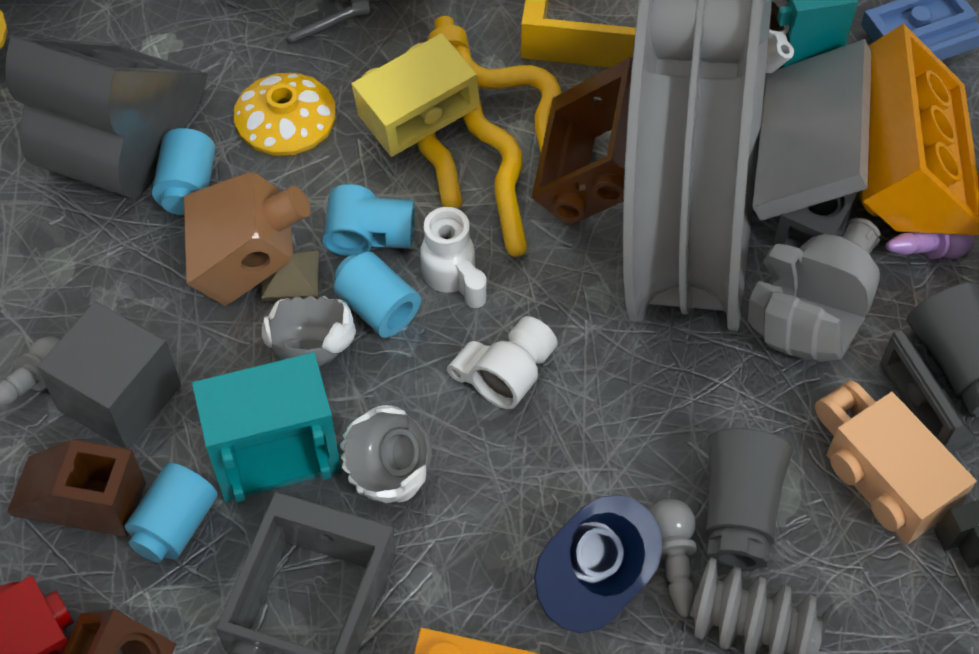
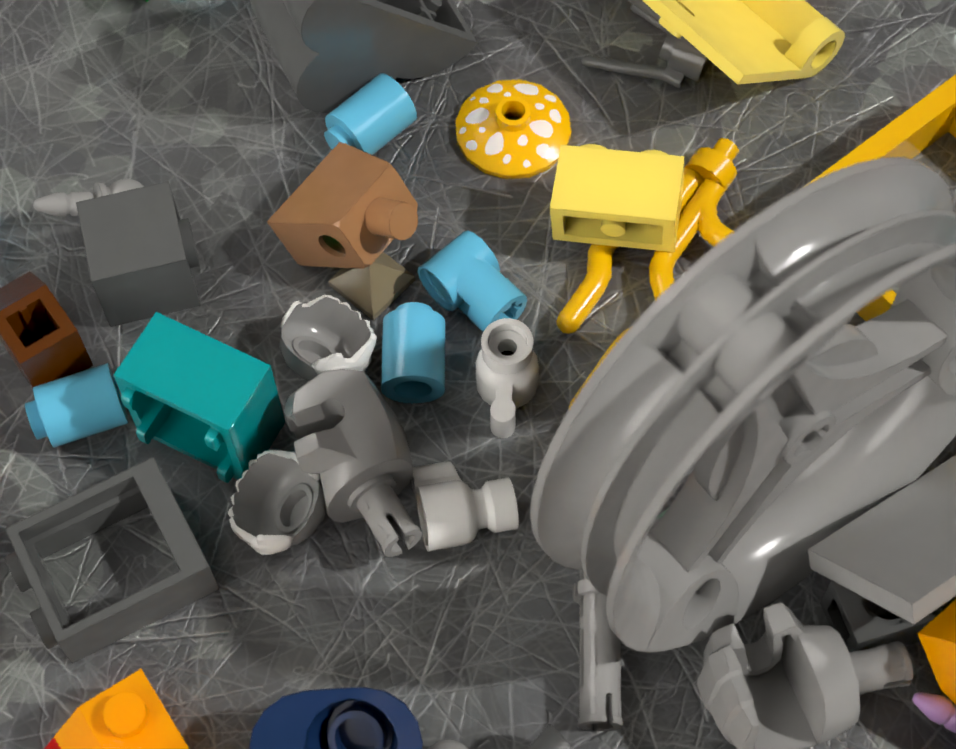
camera: 45 degrees right, 5 degrees up
(419, 375) = (358, 450): none -> light grey piece
(651, 343) = (597, 661): none -> light grey pin

